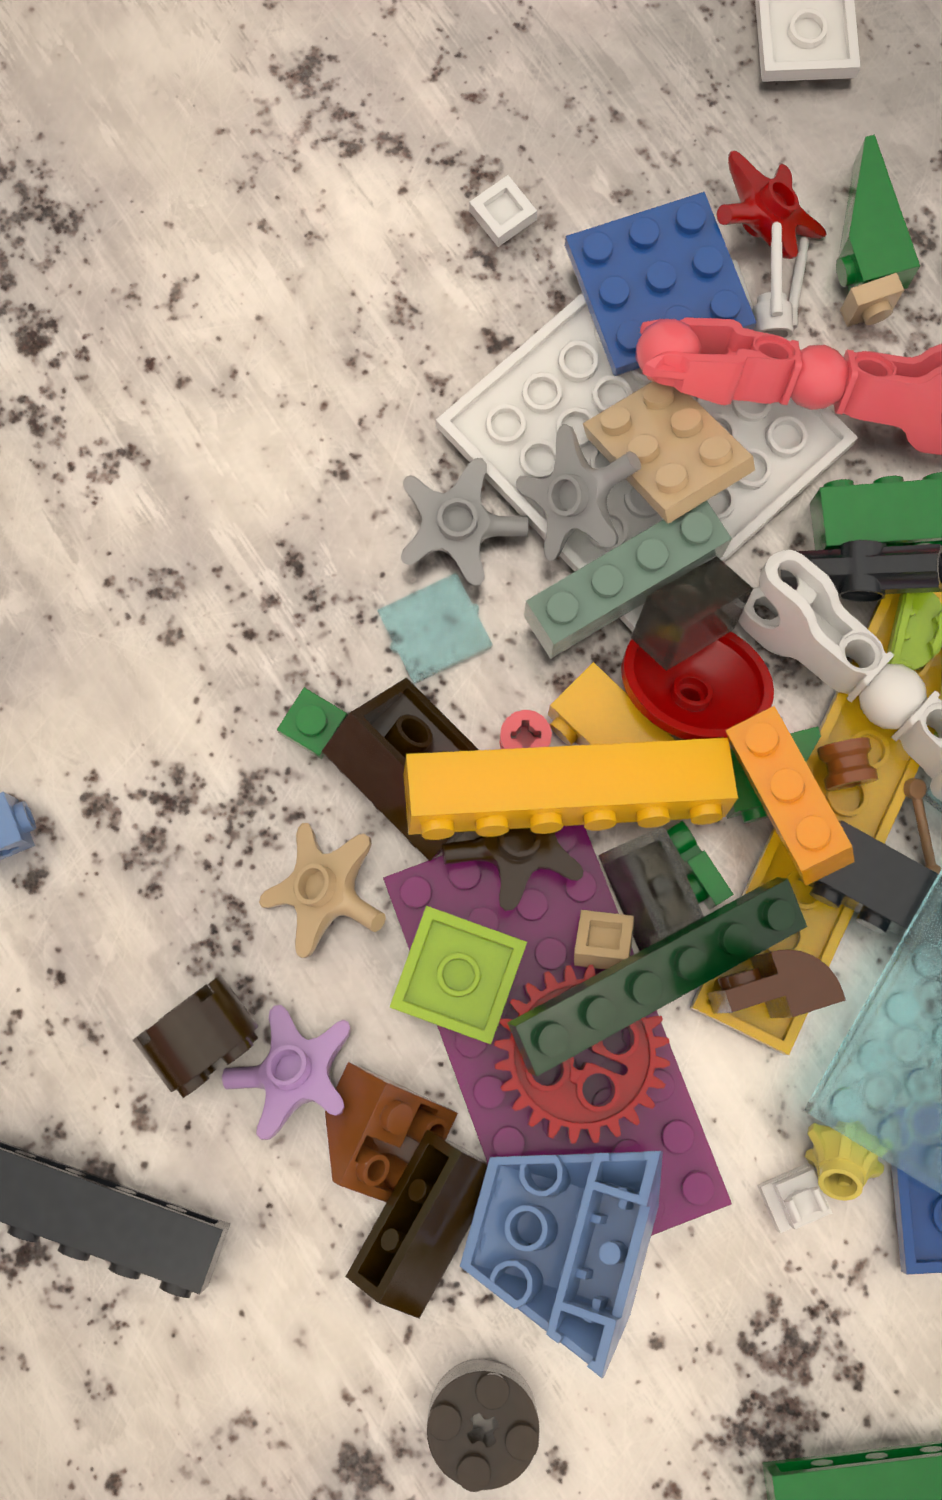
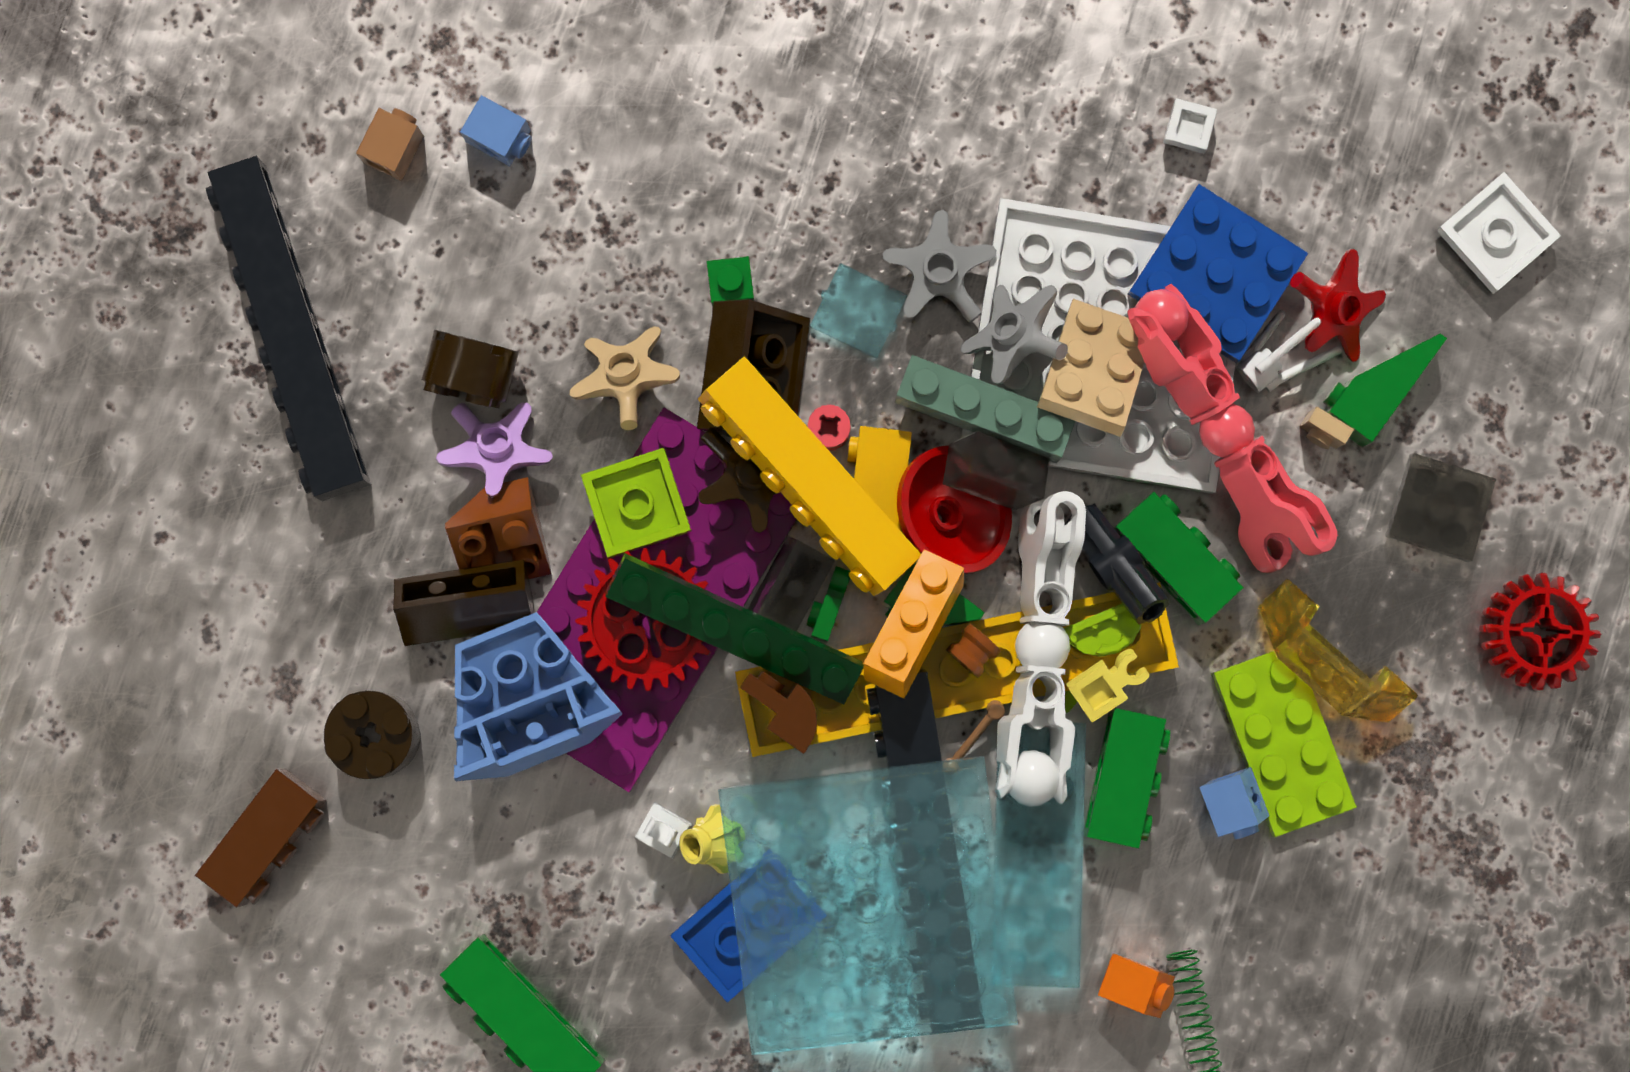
camera: 50 degrees right, 5 degrees up
(603, 939) = (731, 577): tan plate -> none

